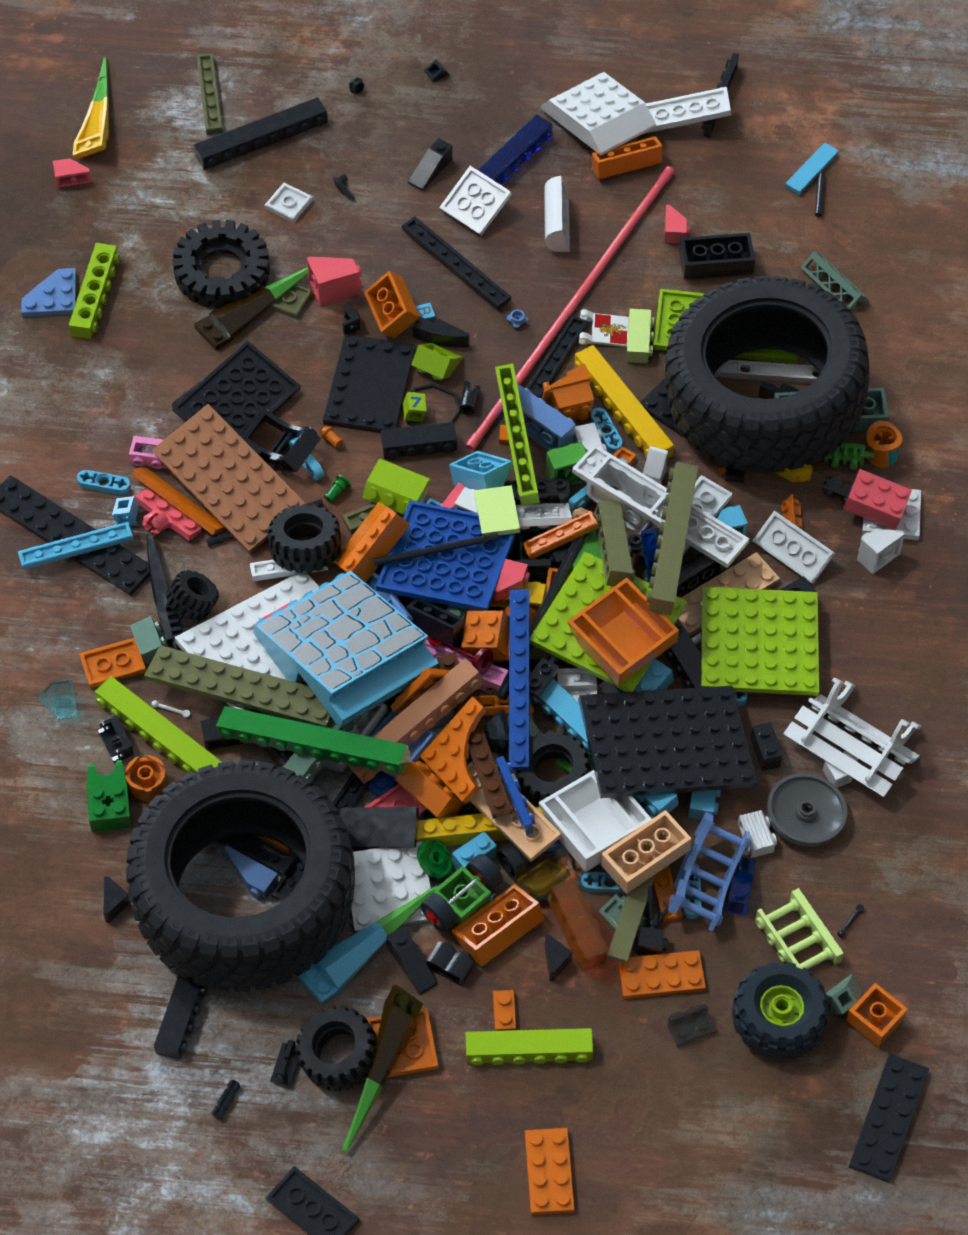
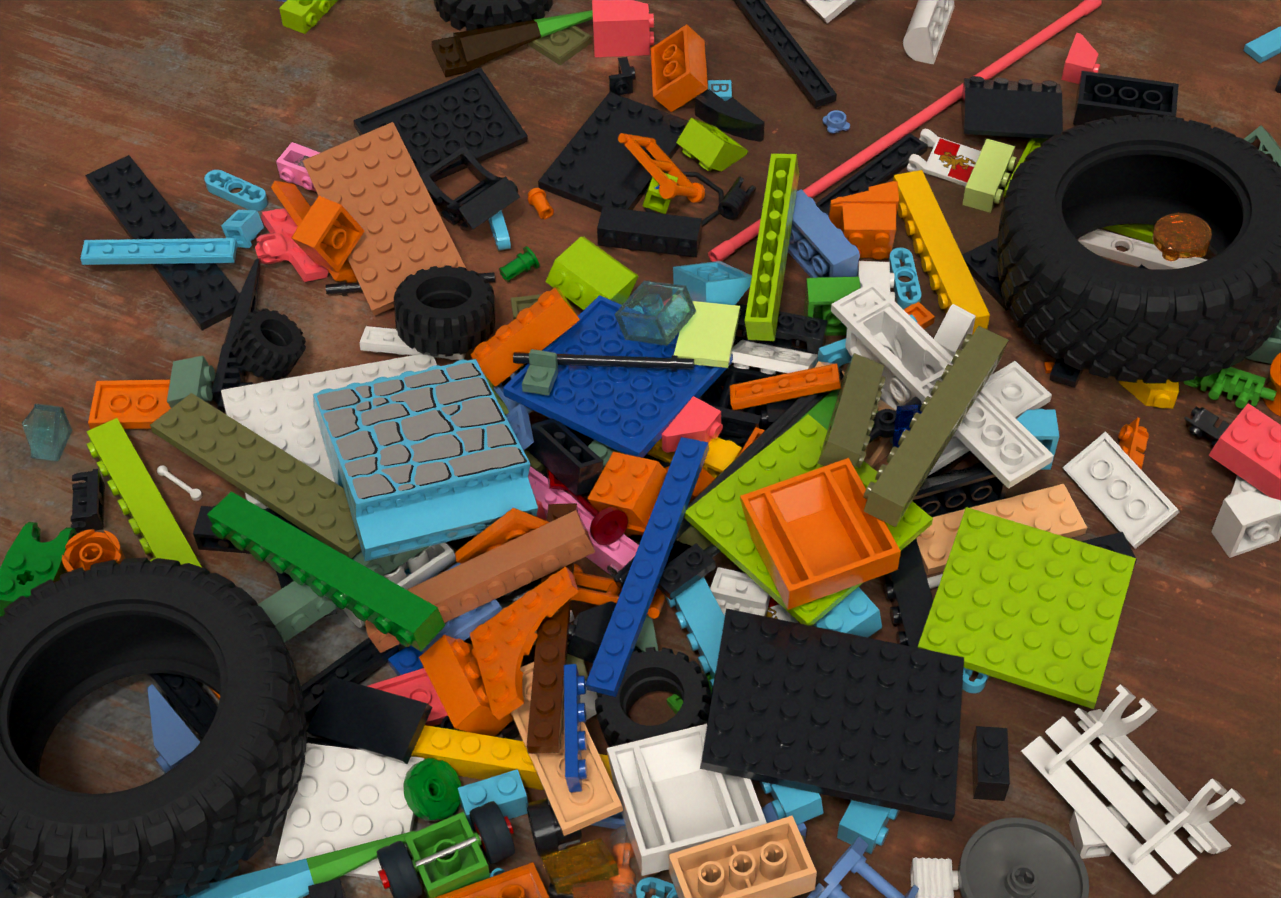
camera: 20 degrees right, 5 degrees down
(201, 503) = (328, 234): none -> orange brick
(398, 569) = (541, 372): none -> sand green bracket
(423, 405) = (668, 188): none -> orange piece
(459, 506) = (655, 312): none -> clear light blue brick
(639, 279) = (1012, 108): none -> black slope
(793, 371) = (1181, 236): none -> clear orange tile

